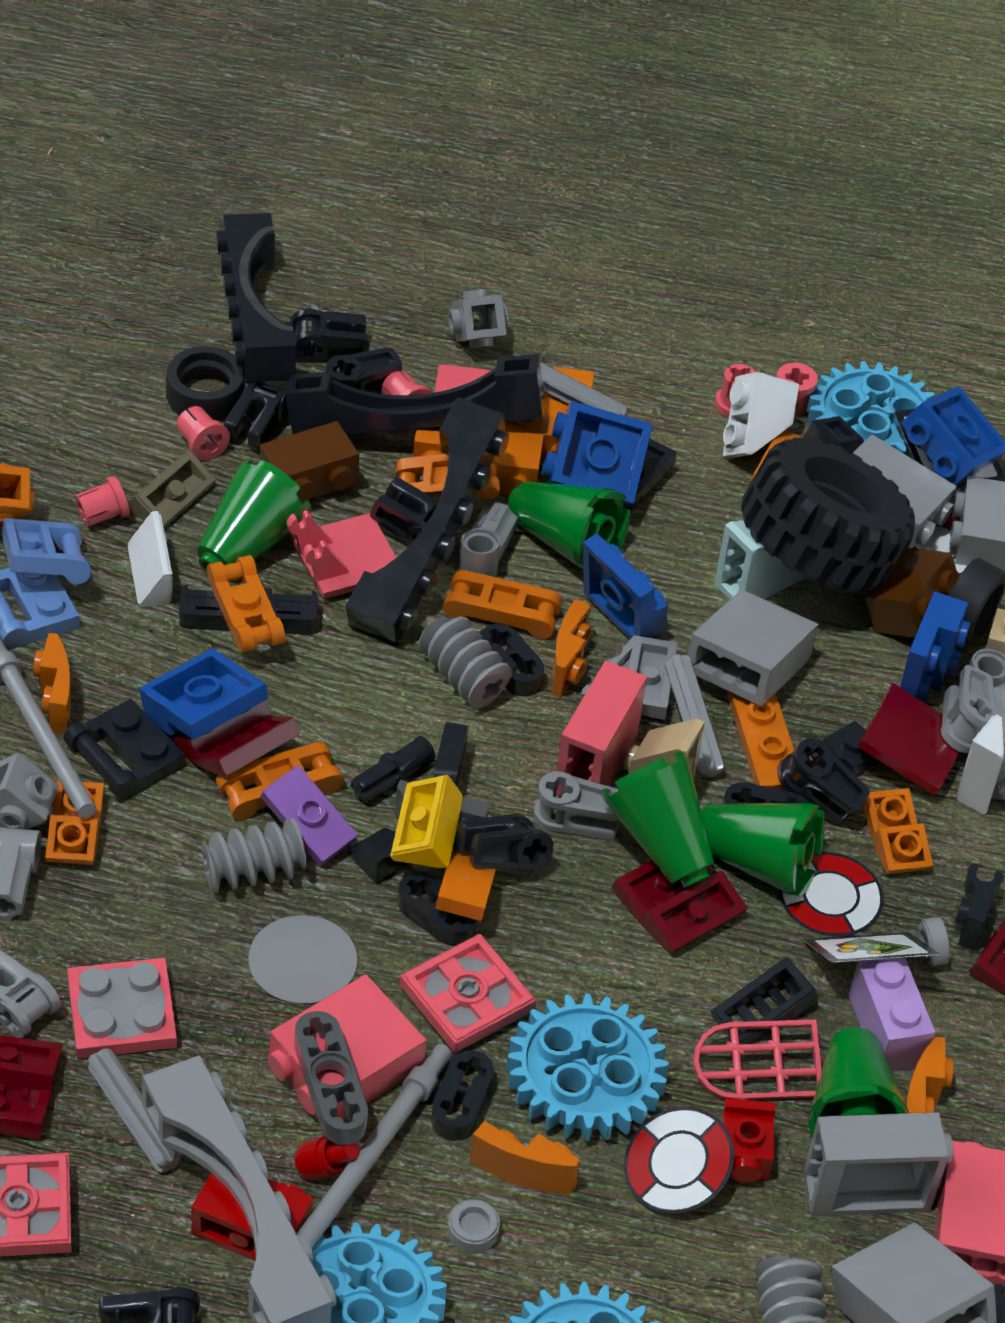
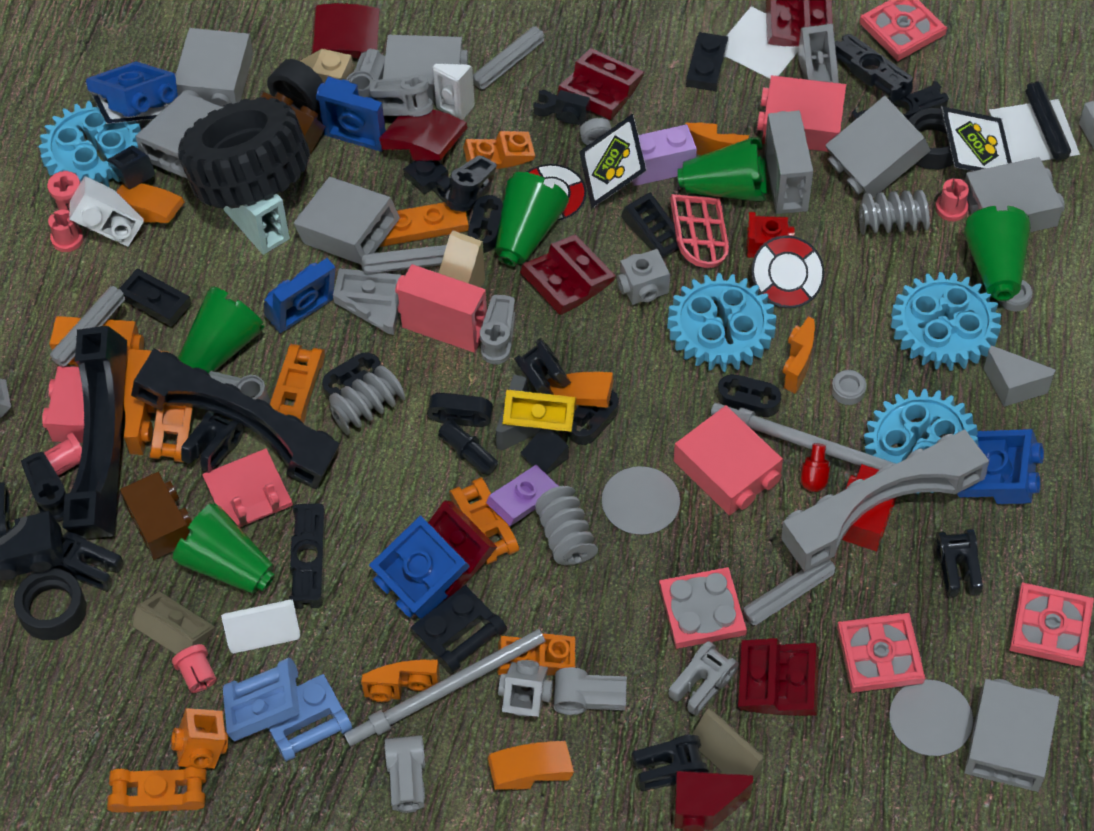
camera: 85 degrees left, 10 degrees up
(205, 436) = (109, 602): coral bush -> none
(245, 605) = (317, 548): orange plate -> none
(324, 1096) = (779, 441): dark grey beam -> none
(467, 993) = (667, 393): coral piece -> none
(570, 647) = (350, 340): orange slope -> none
(598, 450) = (160, 309): blue plate -> none
(661, 972) = (643, 277): none -> light grey brick
(665, 818) = (521, 264): green cone -> none

